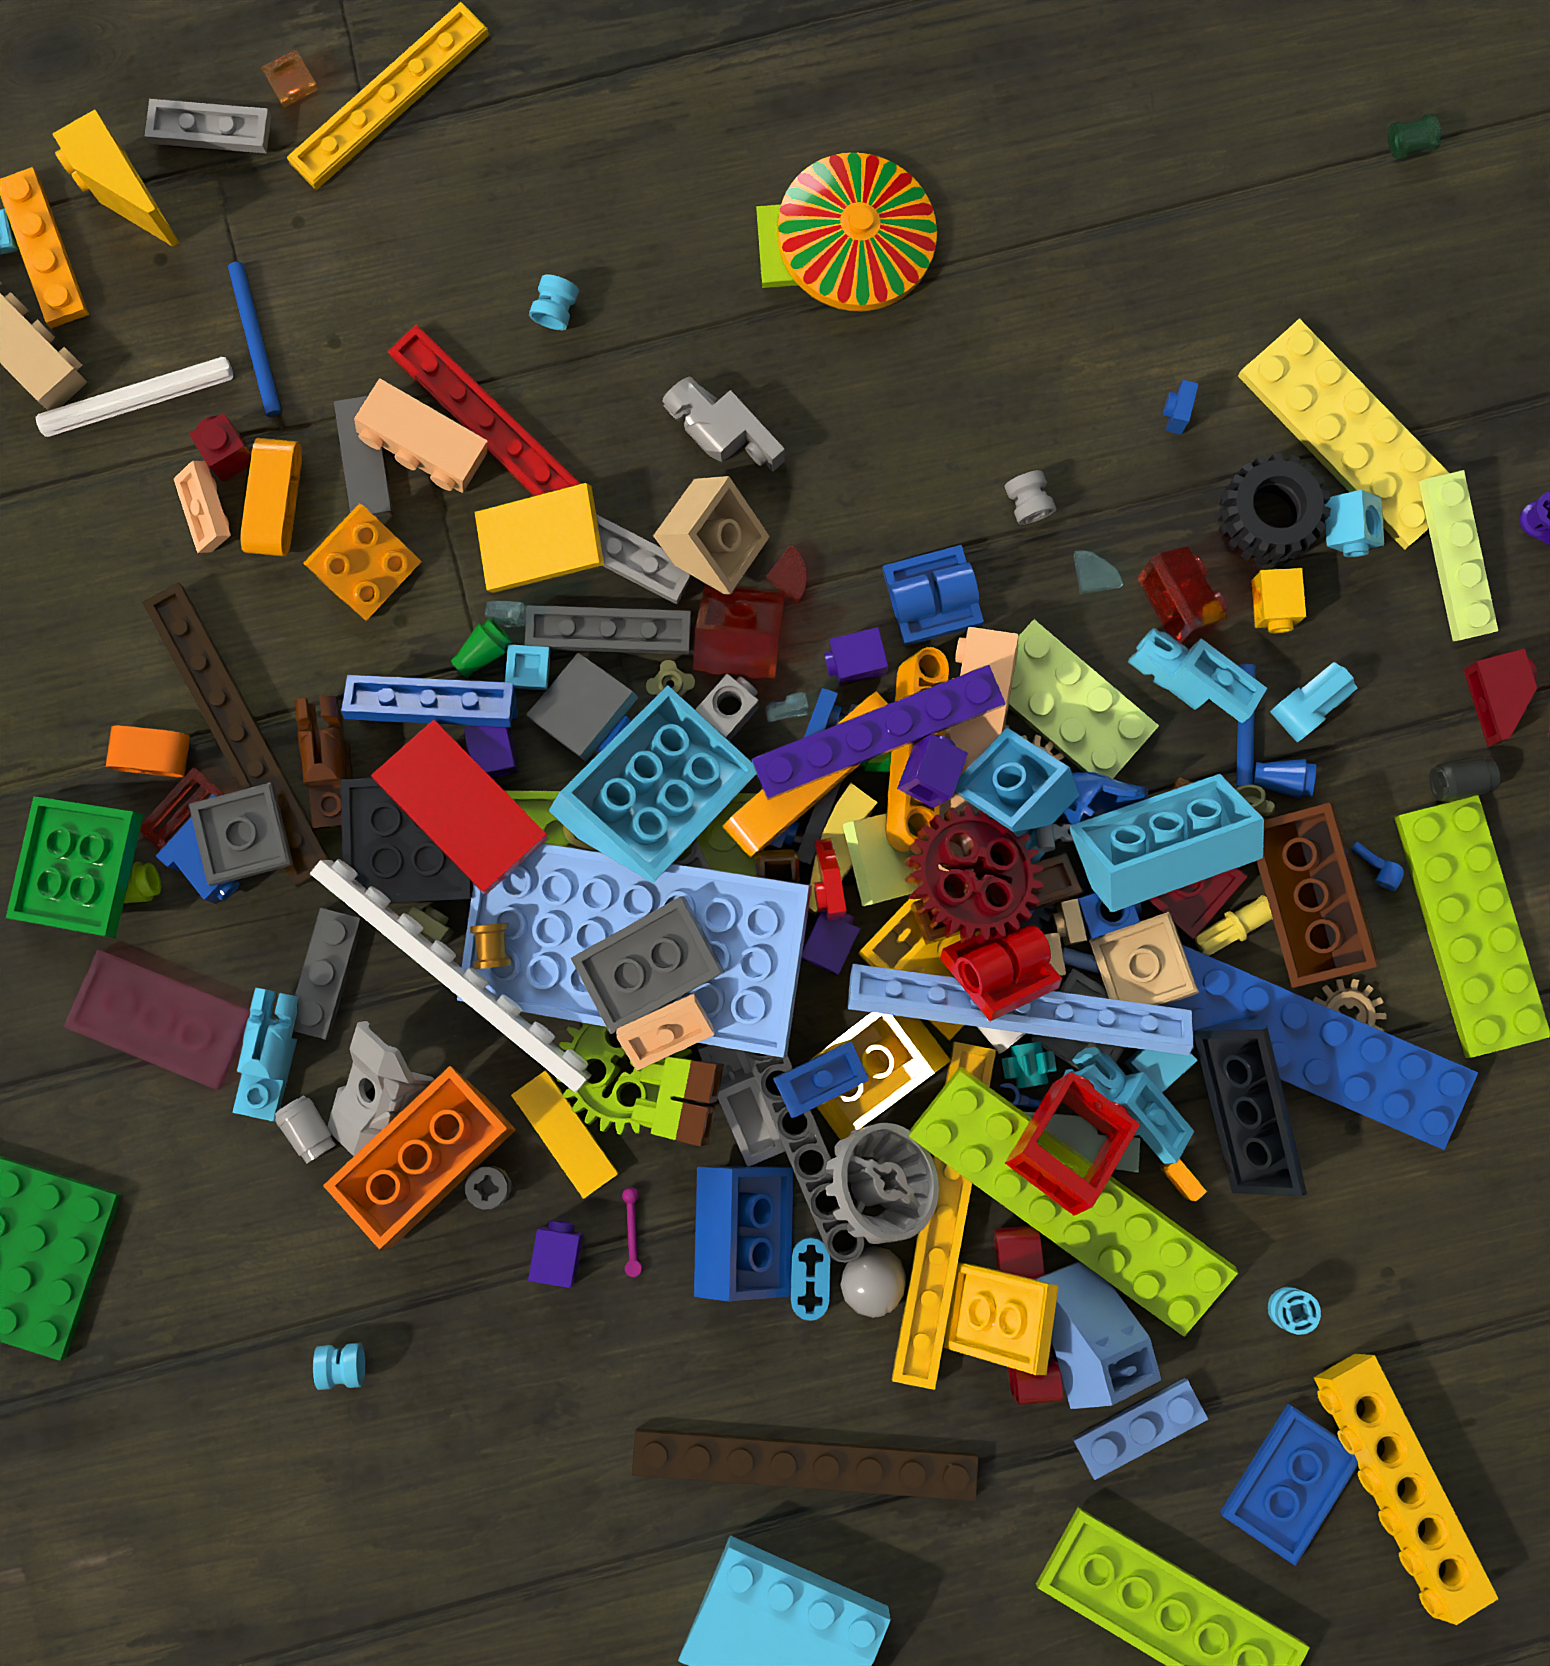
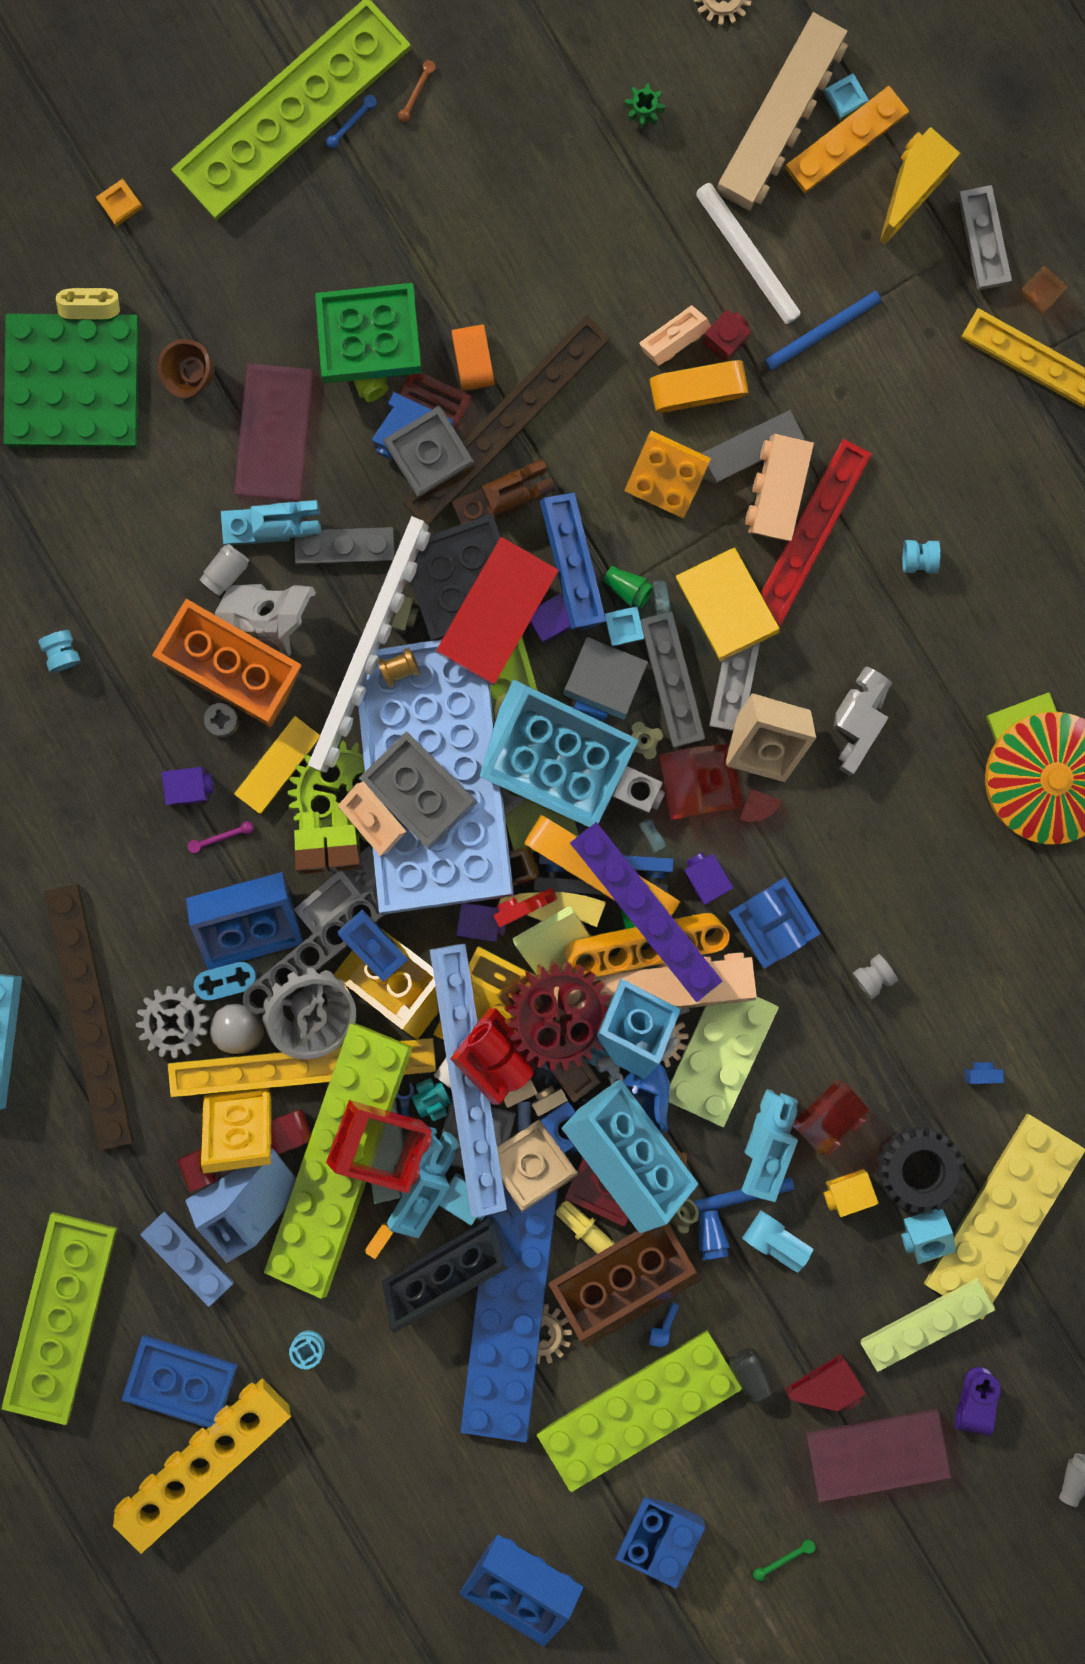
camera: 70 degrees right, 5 degrees up
(41, 1103) = (185, 368): none -> reddish brown helmet
(825, 1372) = (159, 1011): none -> light grey gear
(932, 770) = (629, 961): dark purple brick -> none
(1095, 573) = (831, 1044): clear light blue tile -> none

